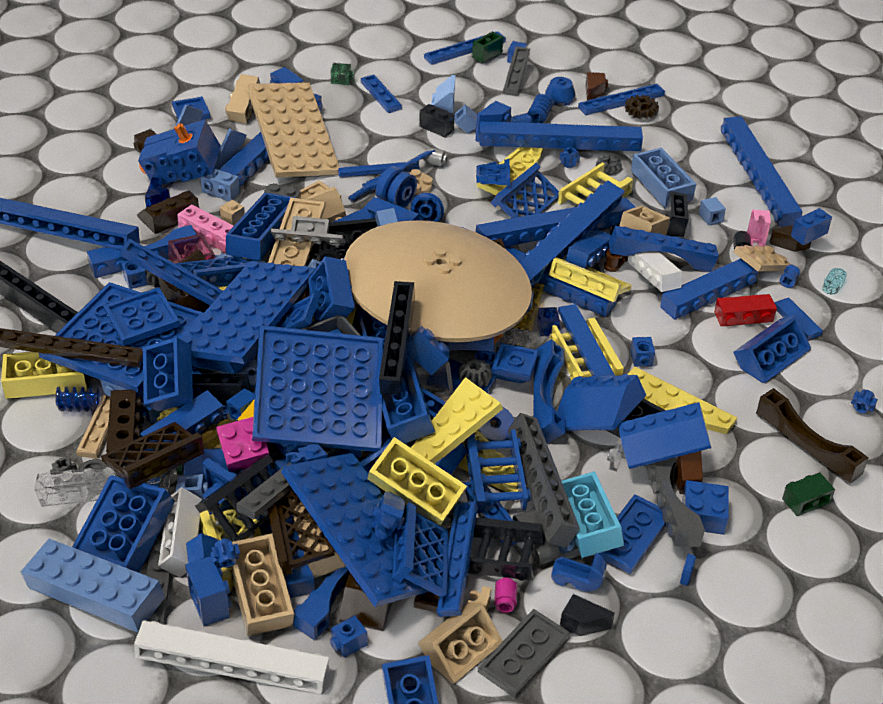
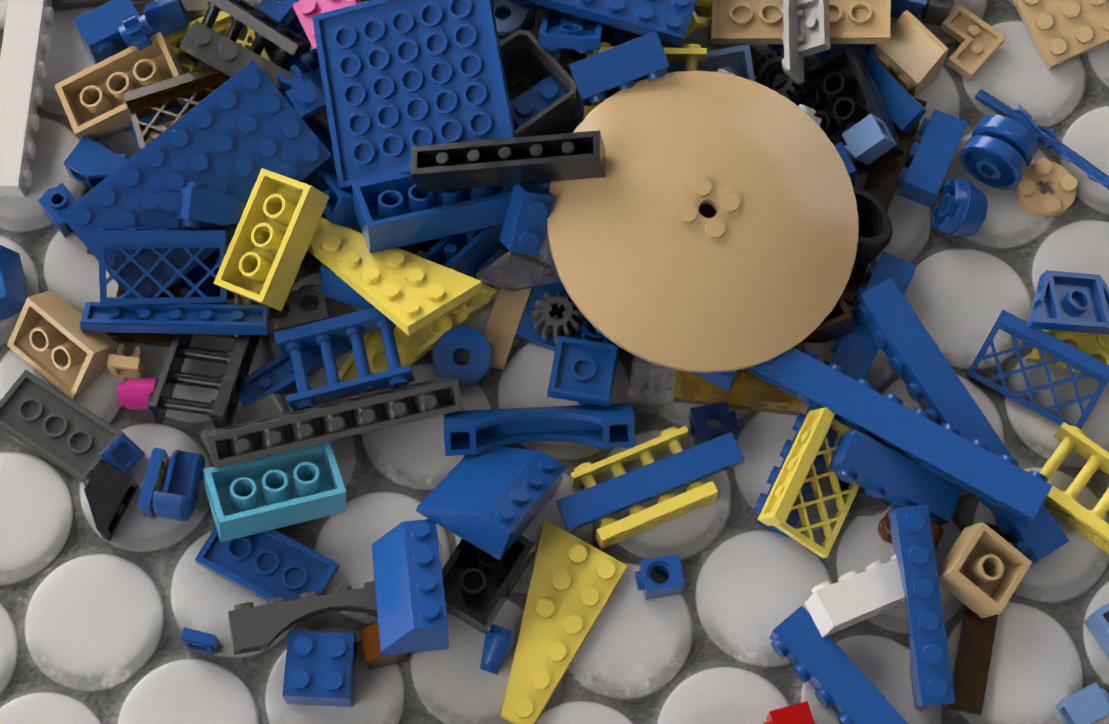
camera: 85 degrees right, 25 degrees up
(371, 169) = (1069, 118): blue axle -> none
(549, 609) = (122, 453): none -> blue tile
(566, 587) = (153, 481): none -> blue tile
(678, 212) = (1040, 634): black brick -> none

